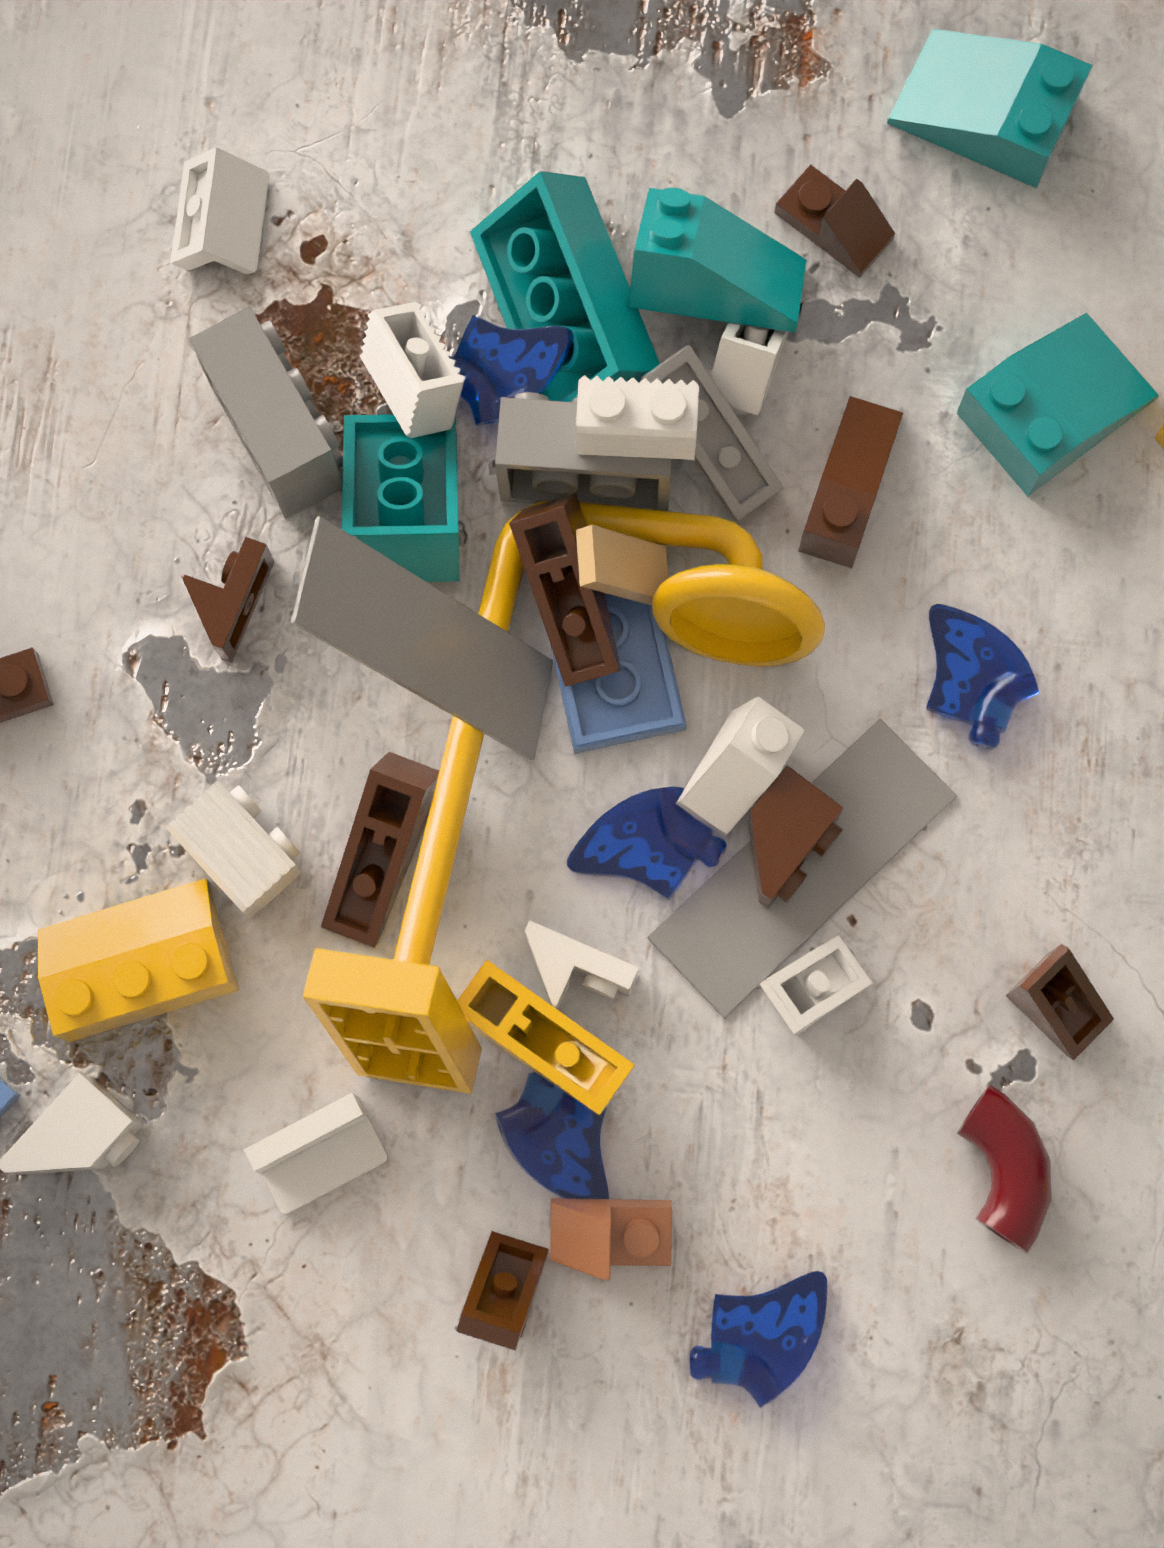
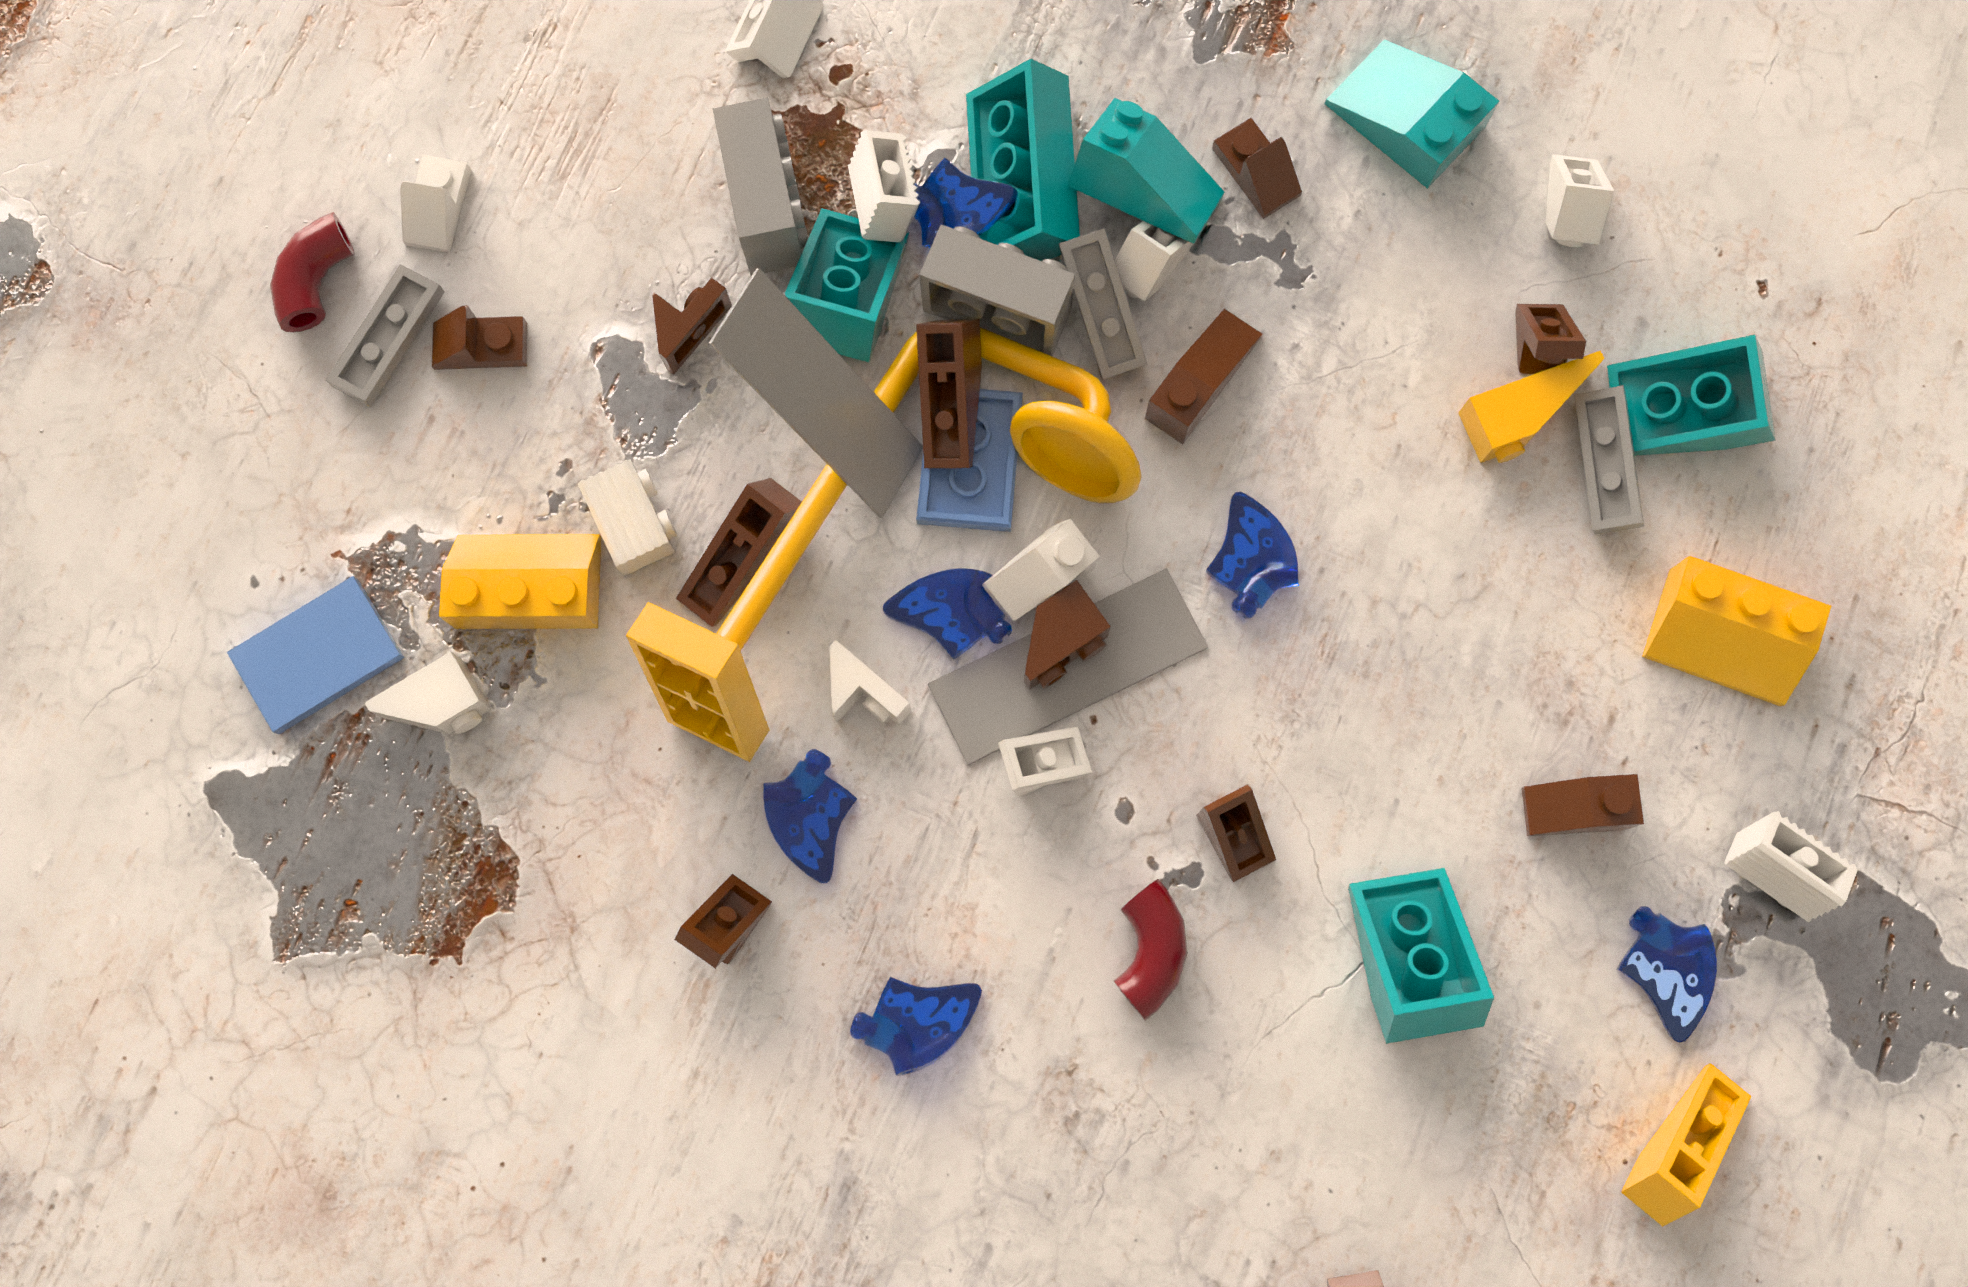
camera: 15 degrees right, 0 degrees up
(318, 1154) = (616, 771): white panel -> none
(543, 1038) = (815, 733): yellow slope -> none
(609, 1232) = (823, 903): nougat slope -> none
(620, 564) = (994, 382): tan tile -> none
(637, 418) = (1039, 269): white brick -> none
(1054, 402) = (1385, 359): teal slope -> none

